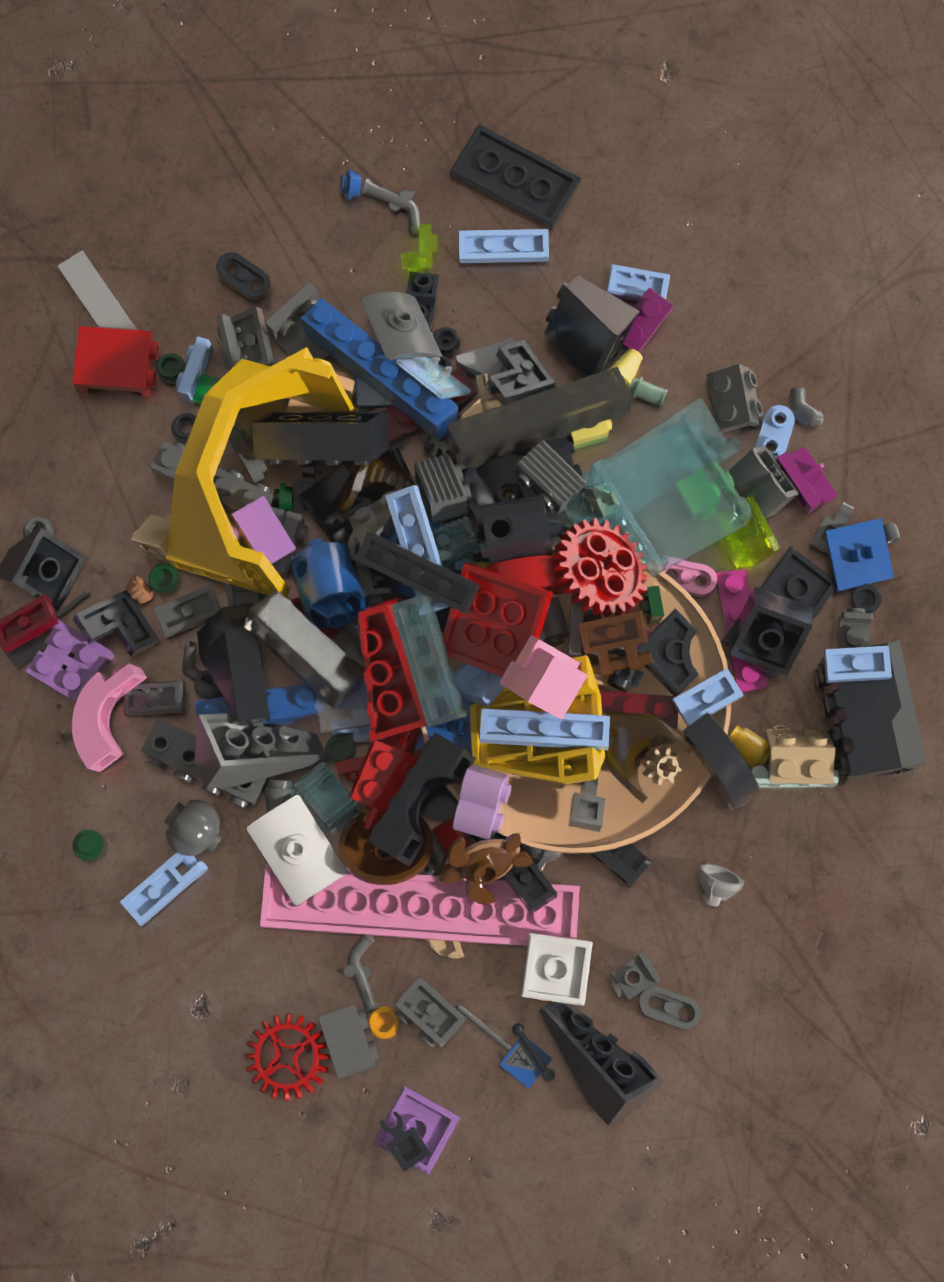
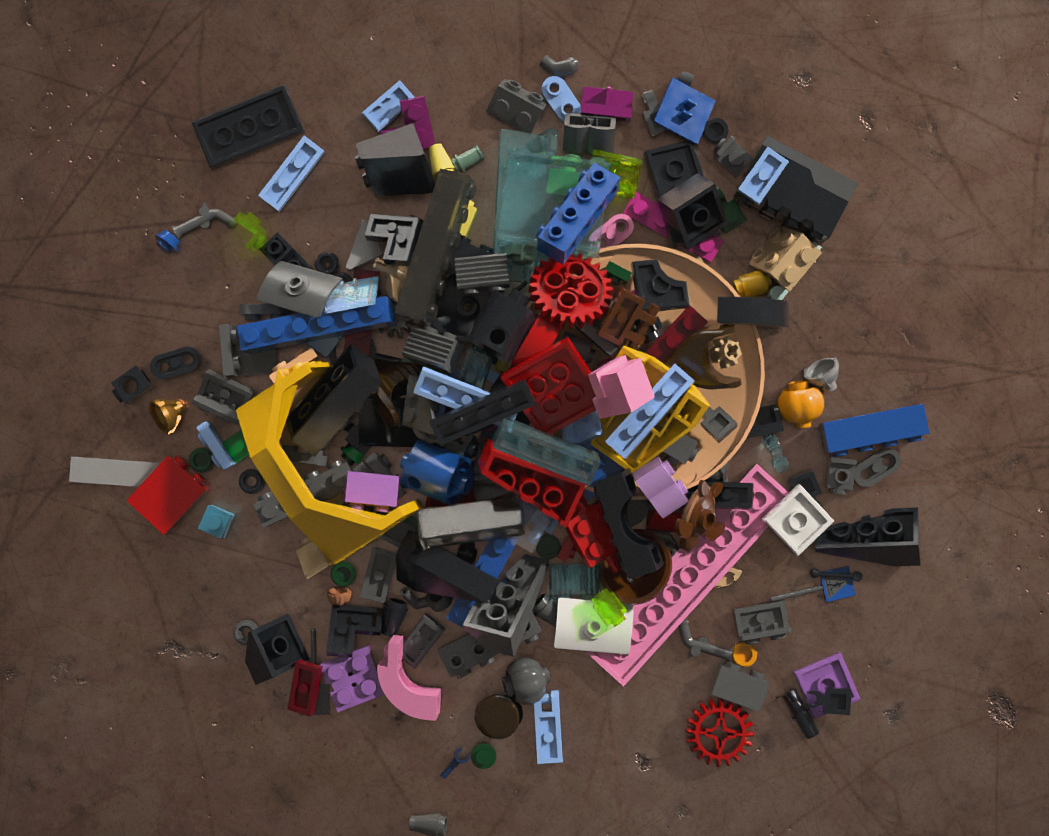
camera: 50 degrees left, 10 degrees up
(60, 824) = (454, 763): none -> dark blue hand
(122, 423) = (216, 521): none -> medium azure brick
(138, 829) = (498, 716): none -> dark brown piece
(159, 654) = (393, 615): none -> black cone
(189, 303) = (166, 414): none -> pearl gold piece
(200, 262) = (143, 383): none -> black brick
(275, 676) = (467, 552): none -> black plate
(325, 847) = (609, 608): none -> clear neon green brick
(349, 308) = (253, 311): none -> dark grey plate
(368, 1125) = (801, 714): none -> black axle
(533, 795) = (681, 451): none -> dark grey brick
(601, 952) = (808, 482): none -> black plate
(609, 890) = (773, 446): none -> clear light blue arm
(671, 883) = (800, 403): none -> light orange plant
(678, 519) = (578, 213): none -> blue brick
(706, 974) = (874, 428): none -> blue brick
(707, 697) = (706, 288): light blue plate -> none
(800, 673) = (733, 213): none -> dark green plate

